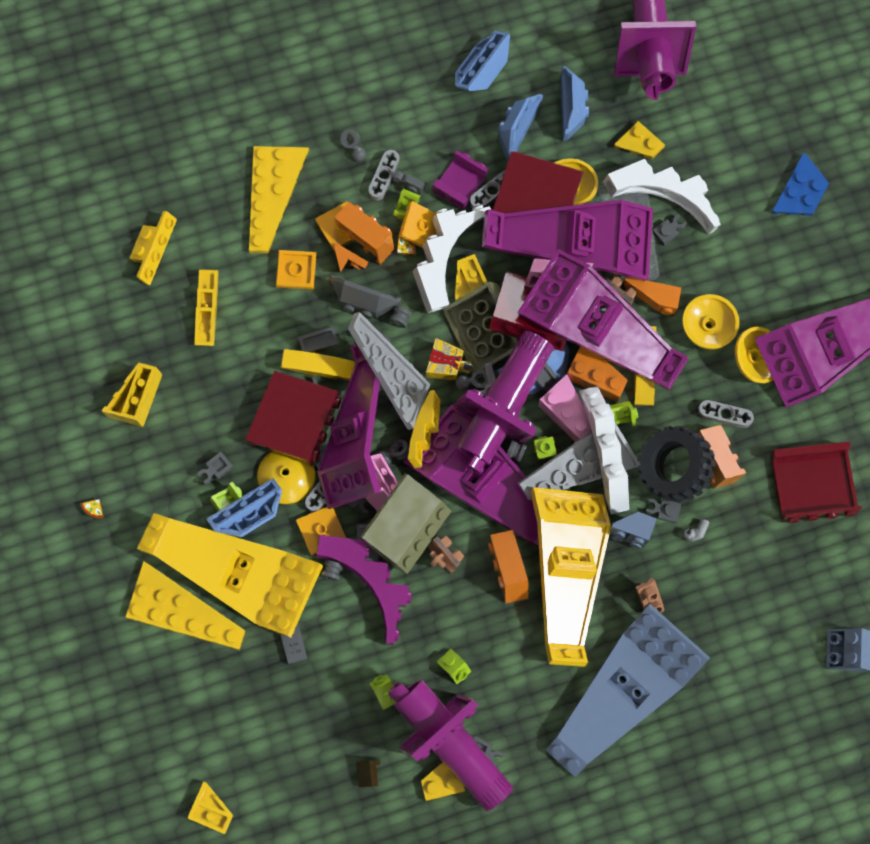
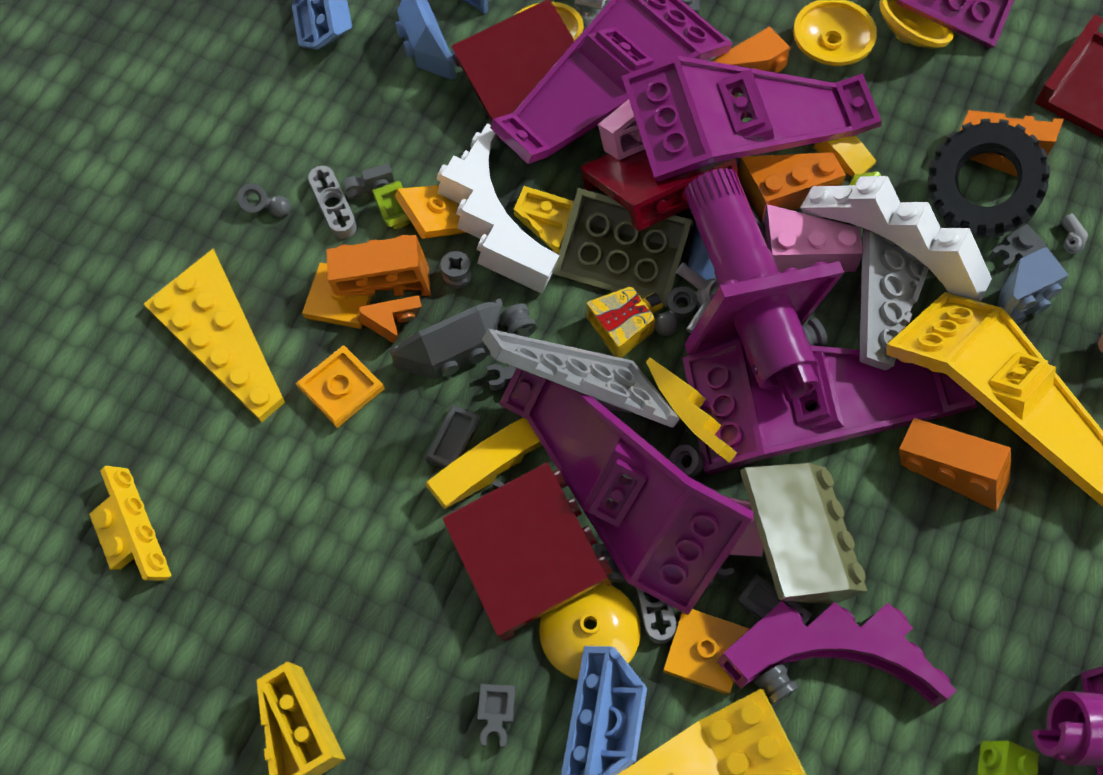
camera: 40 degrees left, 10 degrees down
(206, 307) = (275, 531): yellow slope -> none
(226, 496) = (551, 733): lime bracket -> none
(401, 269) = (456, 277): none -> dark grey wheel
(405, 247) = (437, 247): tile -> none
(443, 556) = (877, 527): nougat hips -> none
(454, 666) = (1040, 642): lime bracket -> none
(460, 180) = (422, 132): magenta panel -> none
(479, 194) = (460, 123): light grey beam -> none
(544, 447) = (838, 300): lime bracket -> none
(718, 418) = (954, 94): light grey beam -> none

